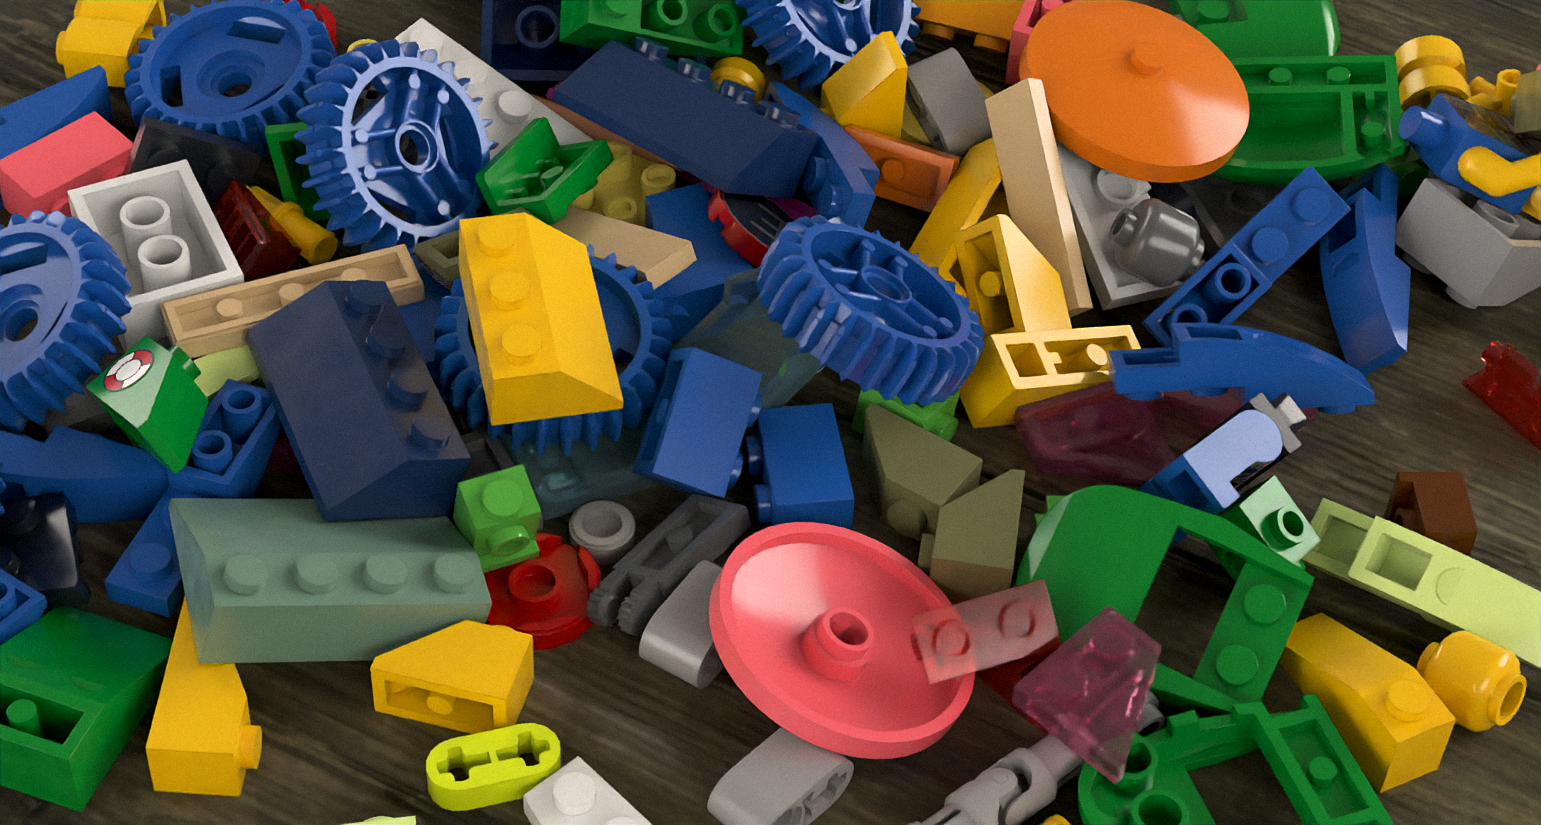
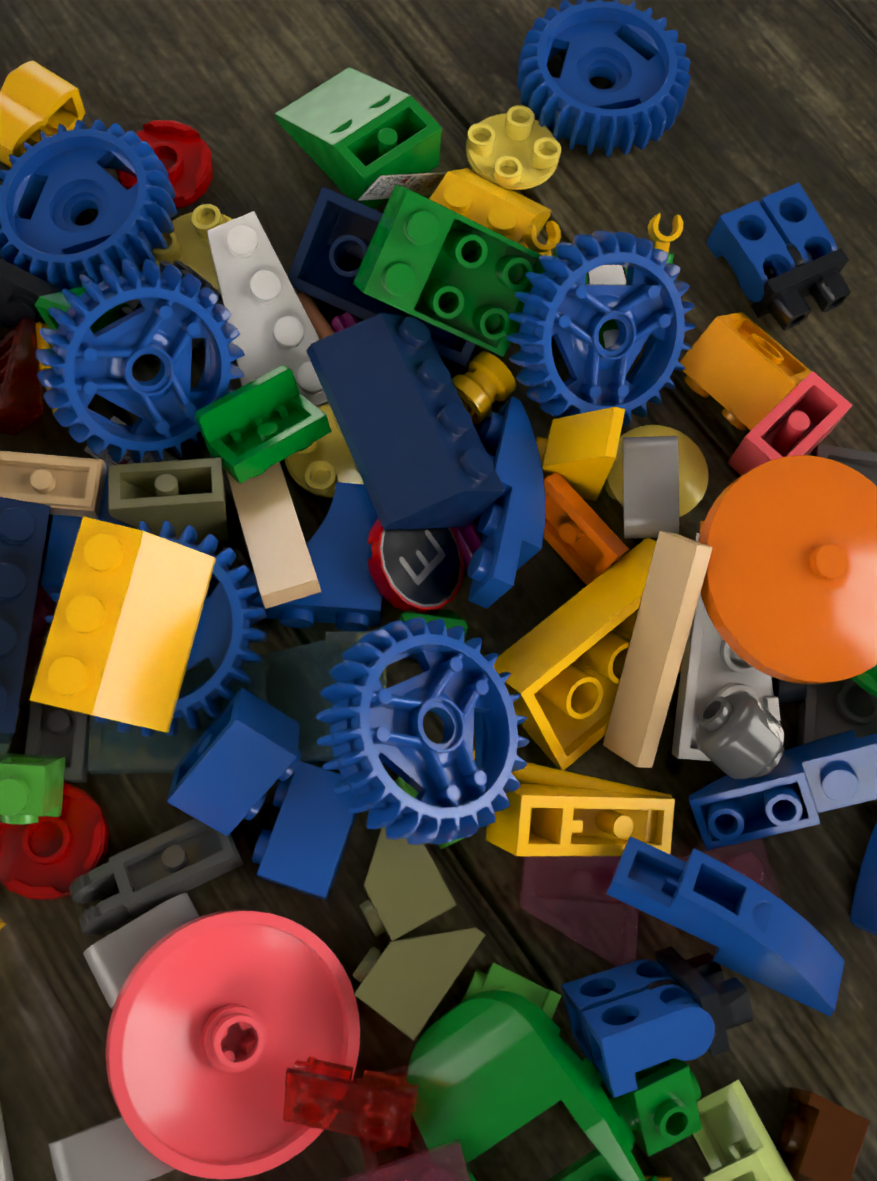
camera: 20 degrees right, 25 degrees up
(603, 530) = (131, 804): light grey tile -> none
(1009, 279) = (581, 733): yellow slope -> none

